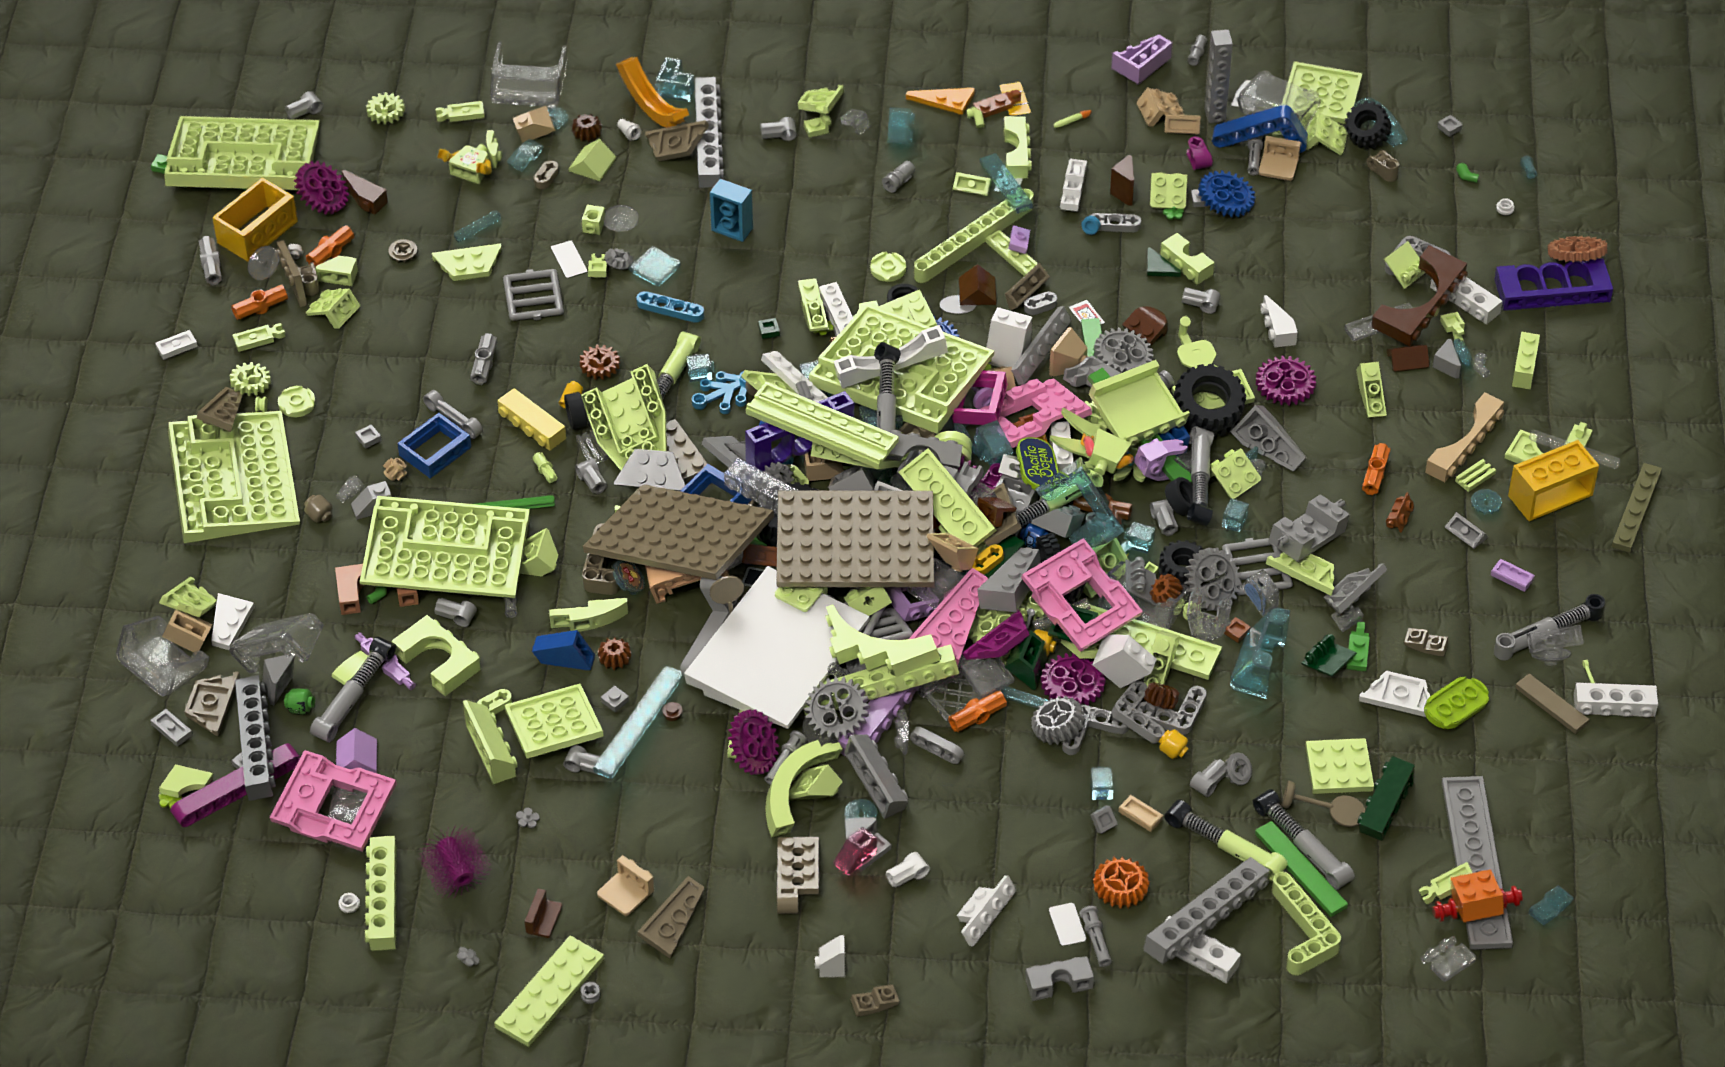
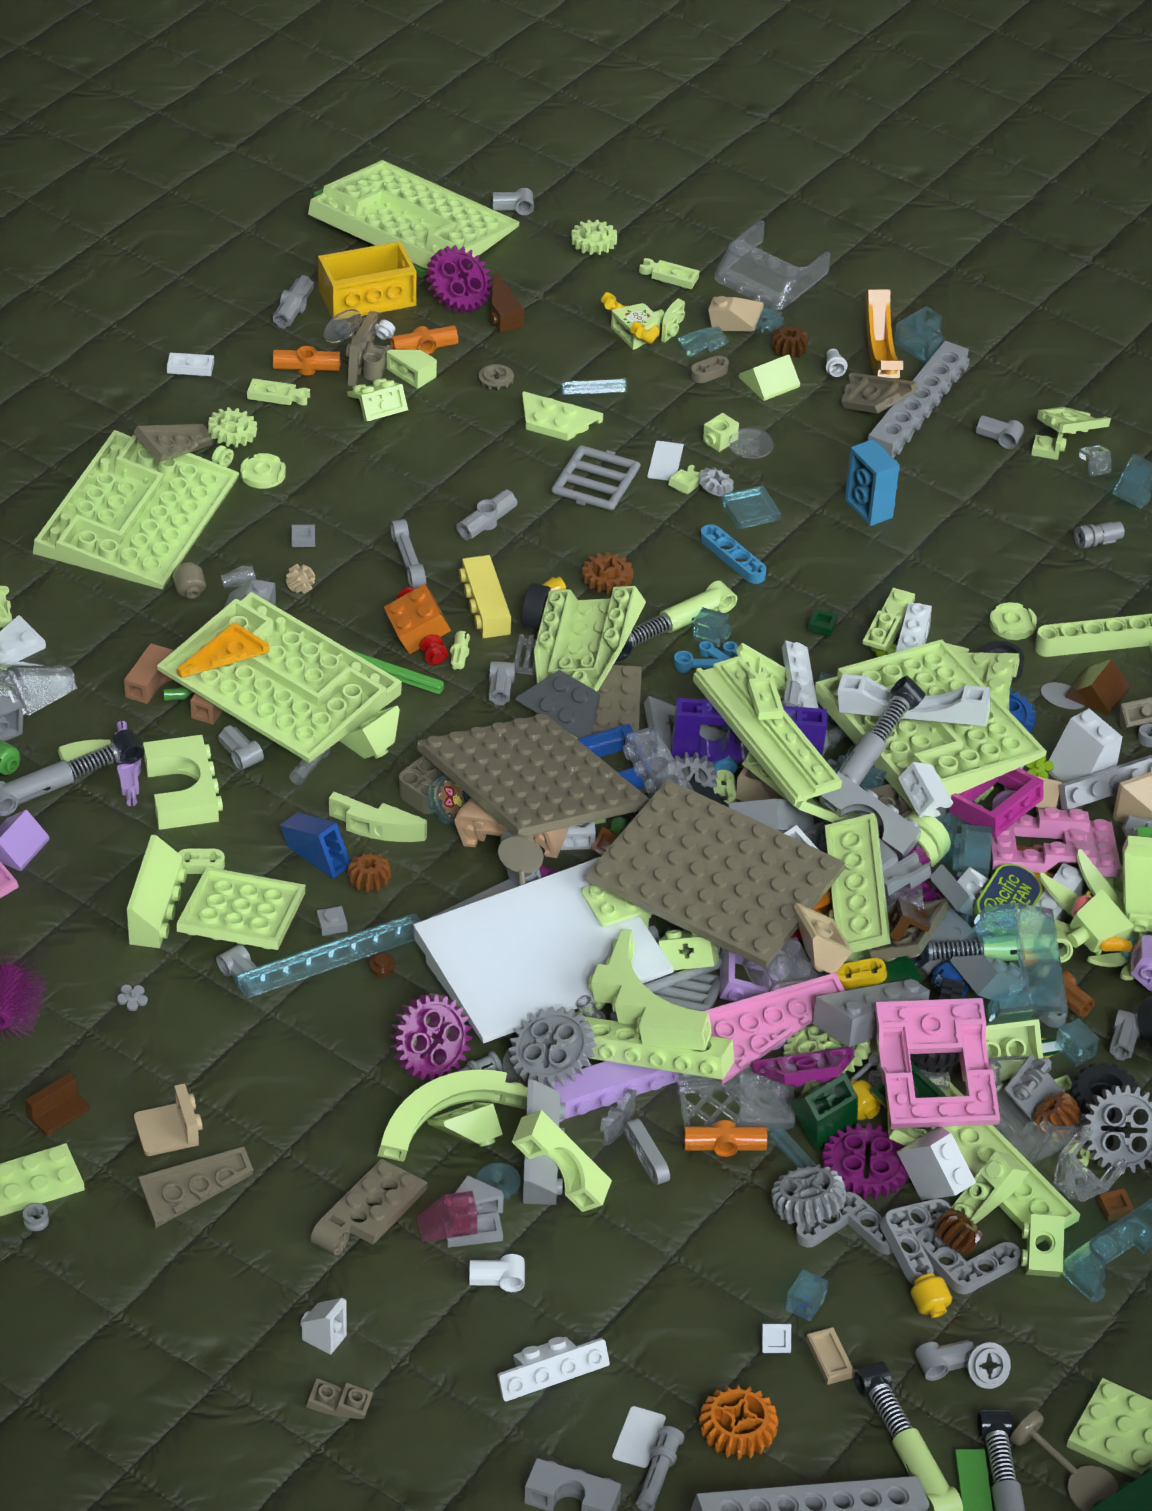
camera: 30 degrees right, 5 degrees down
(401, 545) = (226, 648): none -> light orange wing
(430, 467) = (364, 589): blue window -> none
(504, 460) = (419, 623): none -> orange brick
(807, 401) = (764, 695): none -> yellowish green plate
(916, 782) = (584, 1181): none -> yellowish green arch
(941, 415) = (924, 789): none -> white hinge
(1003, 475) = (952, 890): none -> light grey slope
(1219, 666) = (1052, 1231): none -> yellowish green brick

